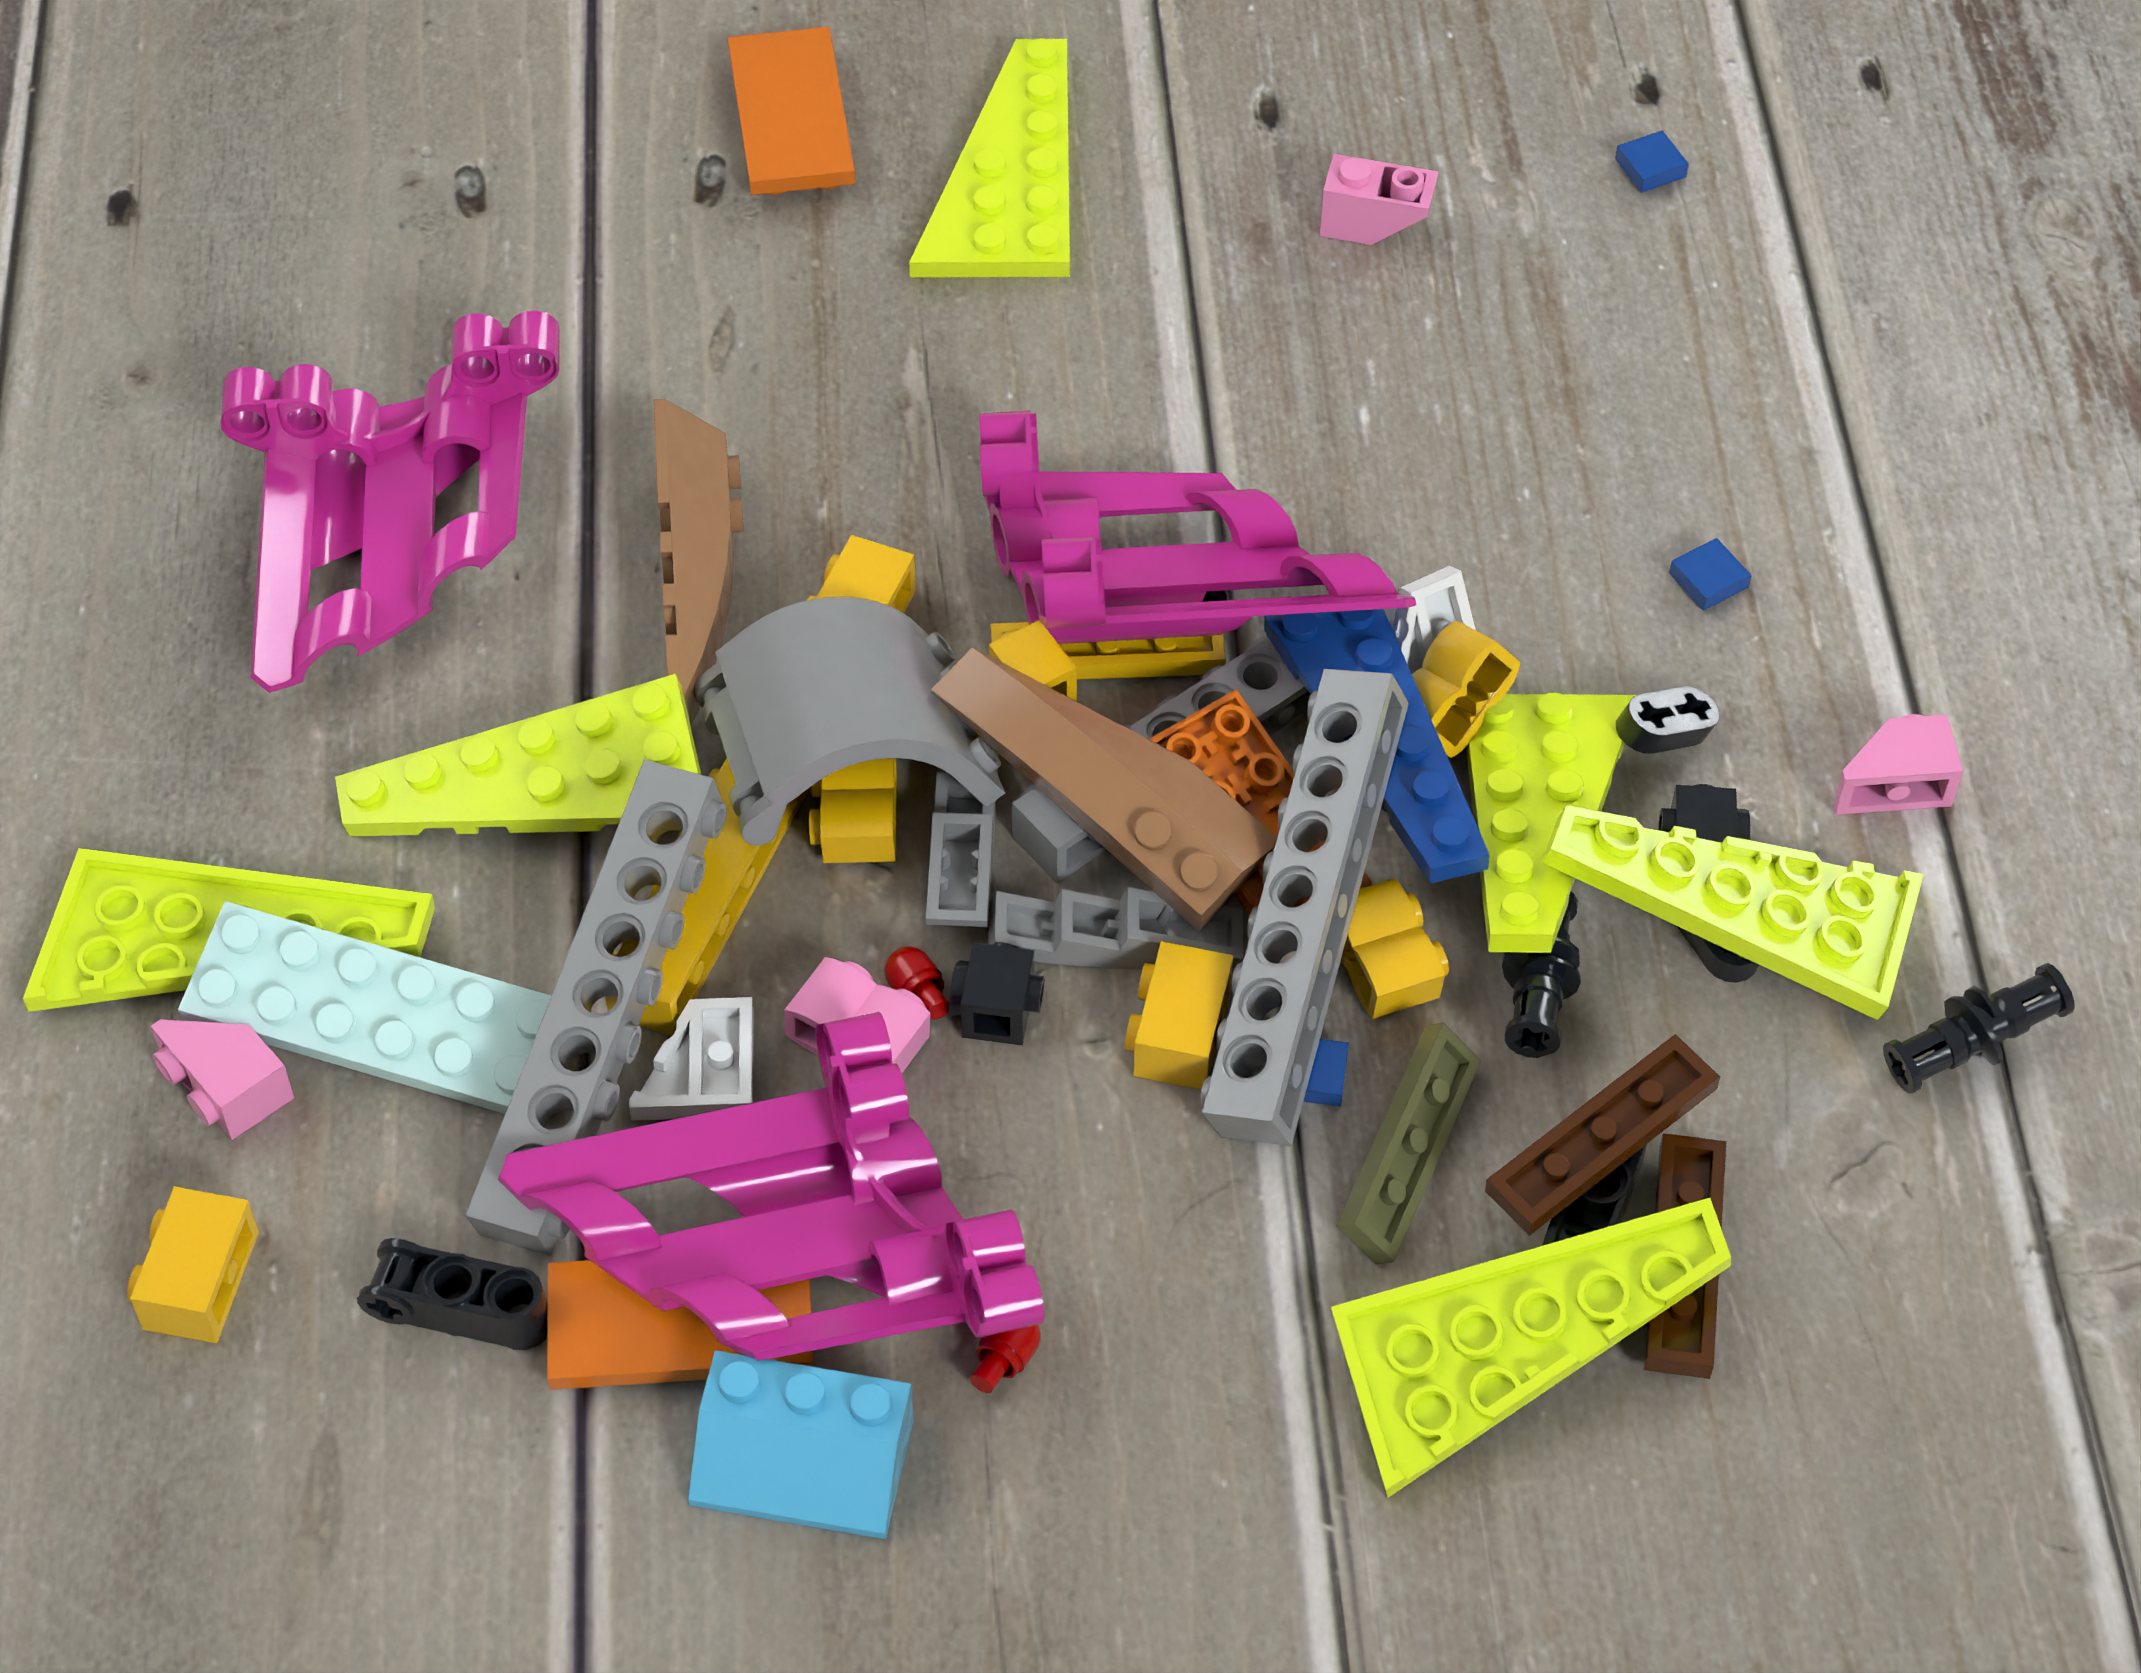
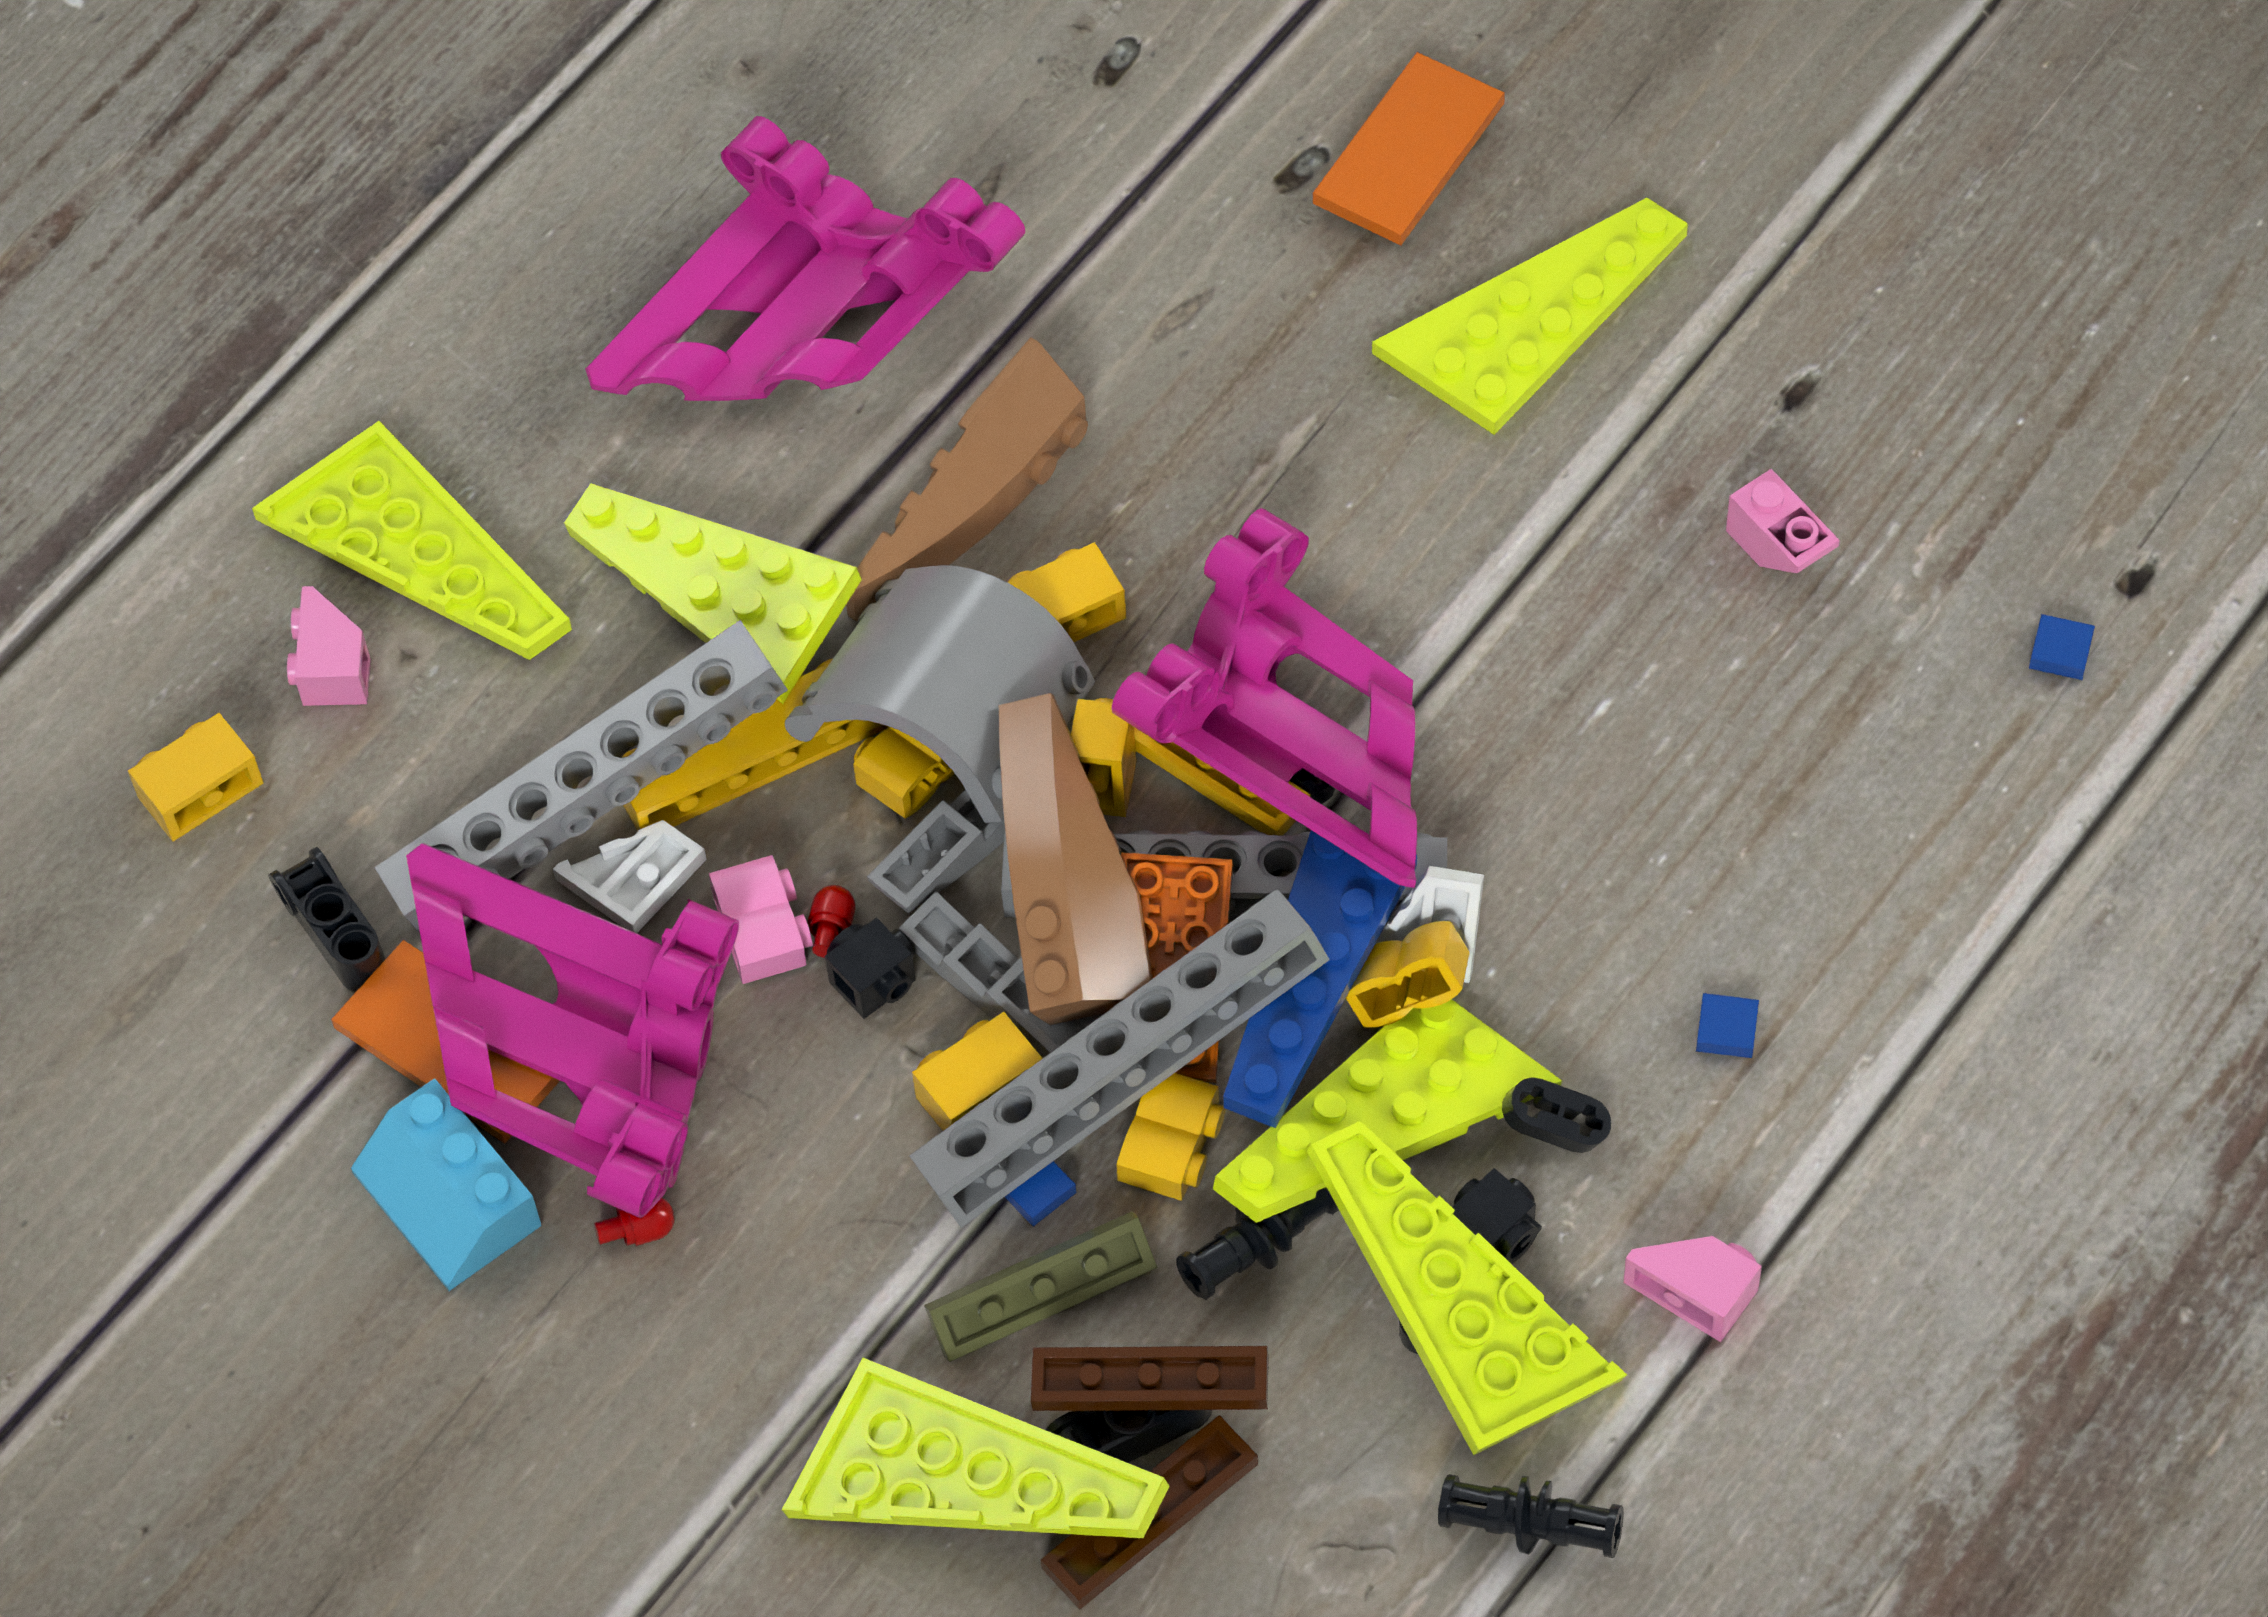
camera: 45 degrees right, 5 degrees up
(365, 1006) = (448, 663): light aqua plate -> none

